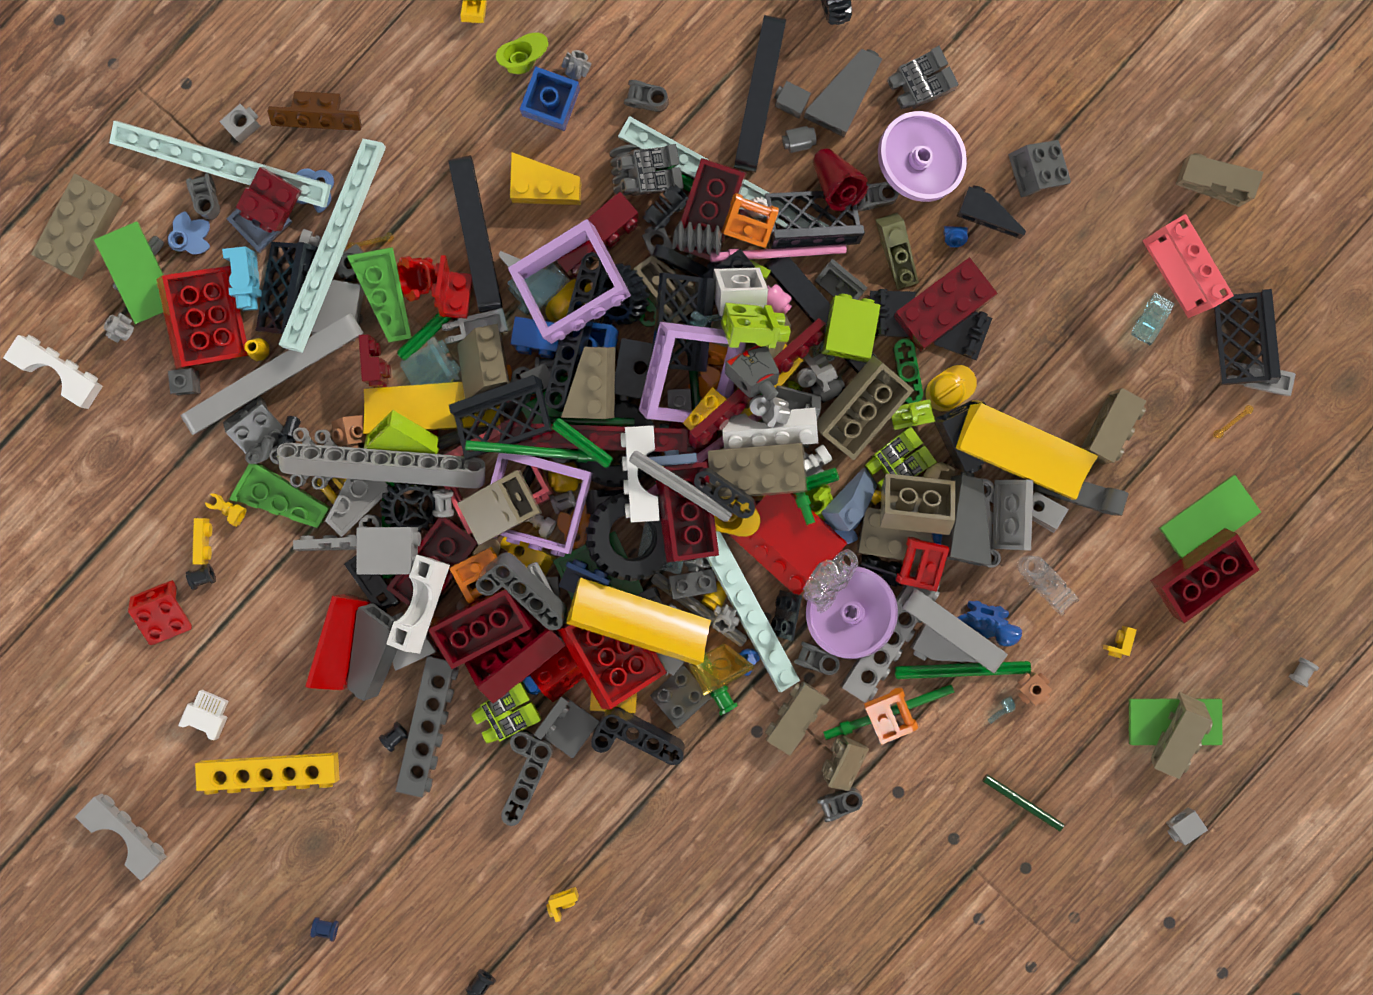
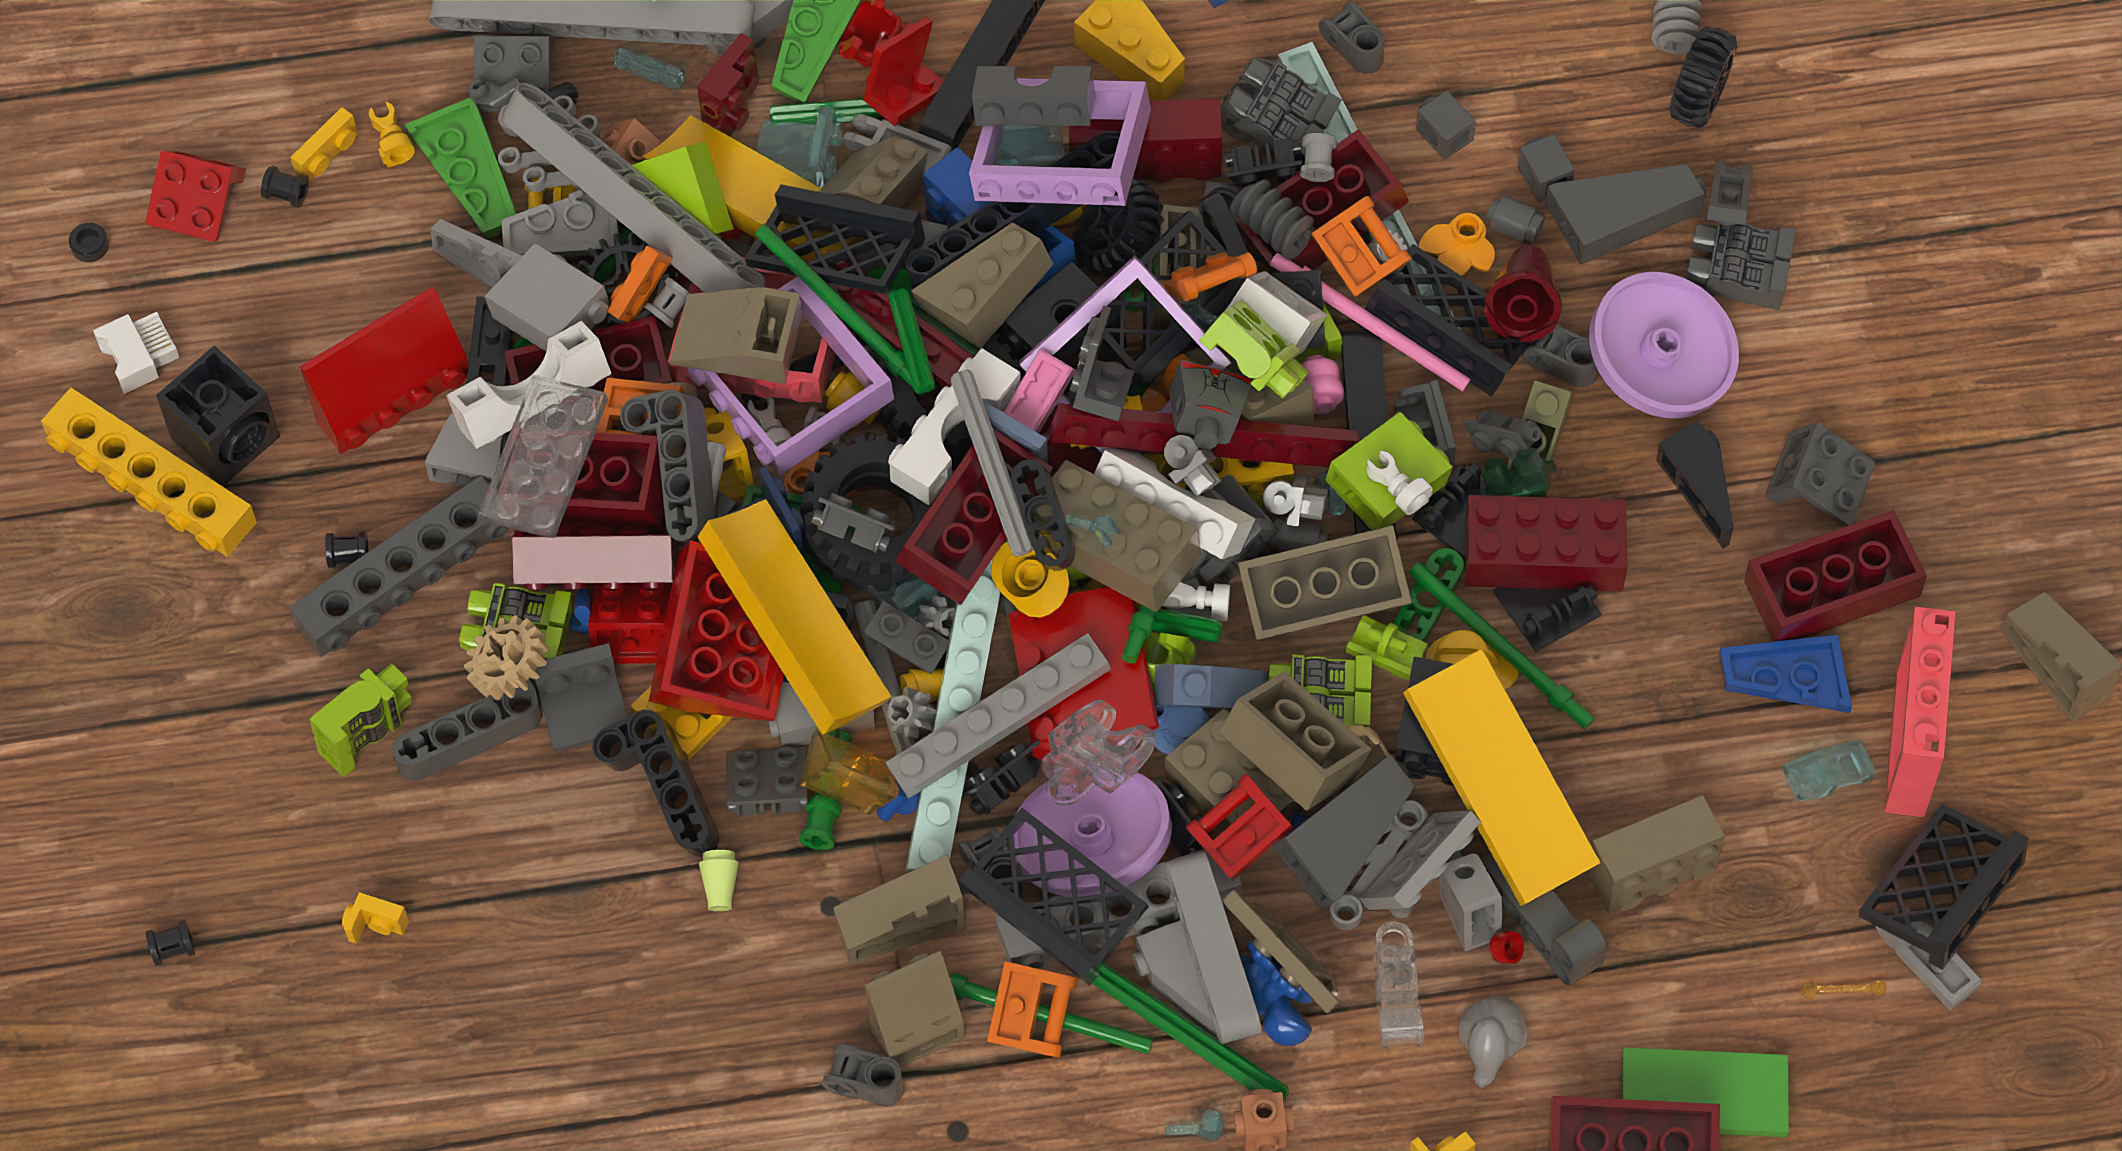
camera: 40 degrees right, 25 degrees down
(132, 676) = (88, 242): none -> black tile
(279, 727) = (218, 415): none -> black brick
(319, 376) = (648, 68): none -> clear light blue axle
(324, 929) = (37, 717): dark blue bush -> none
(370, 653) = (410, 419): dark grey slope -> none
(423, 515) = (644, 276): none -> orange plate
(459, 639) = (543, 456): none -> clear plate
(473, 818) = (360, 717): none -> lime hips
(522, 743) = (506, 657): none -> tan gear
(558, 264) = (1060, 101): none -> dark grey arch
(623, 560) = (840, 515): none -> dark grey hinge
(667, 426) = (1039, 391): none -> bright pink plate
(695, 189) = (1318, 157): none -> light grey bush
(698, 401) = (1099, 384): none -> dark grey bracket
(699, 302) = (1219, 268): none -> orange plate
(699, 761) = (719, 878): none -> yellowish green cone
(726, 112) = (1445, 124): none -> dark grey brick
(758, 481) = (1101, 527): none -> clear light blue hand
(760, 93) = (1506, 131): black beam -> none
(770, 594) = (998, 715): none -> light grey plate
(784, 176) = (1457, 250): none -> light orange plate
(867, 684) = (1034, 925): none -> black fence
(875, 264) = (1501, 433): none -> dark grey hinge
(877, 338) = (1409, 495): none -> white piece
(893, 49) = (1730, 194): none -> dark grey plate
(910, 284) = (1528, 479): none -> clear green hips
(955, 236) = (1633, 479): blue plate -> none
(989, 603) = (1277, 941): none -> dark tan wing
(1003, 375) = (1558, 696): none -> green bar
(1074, 520) = (1506, 953): none -> red hinge
(1090, 220) = (1835, 578): none -> dark red brick
(1099, 566) = (1492, 1034): none -> light grey hair
(1102, 279) = (1789, 671): none -> blue wing

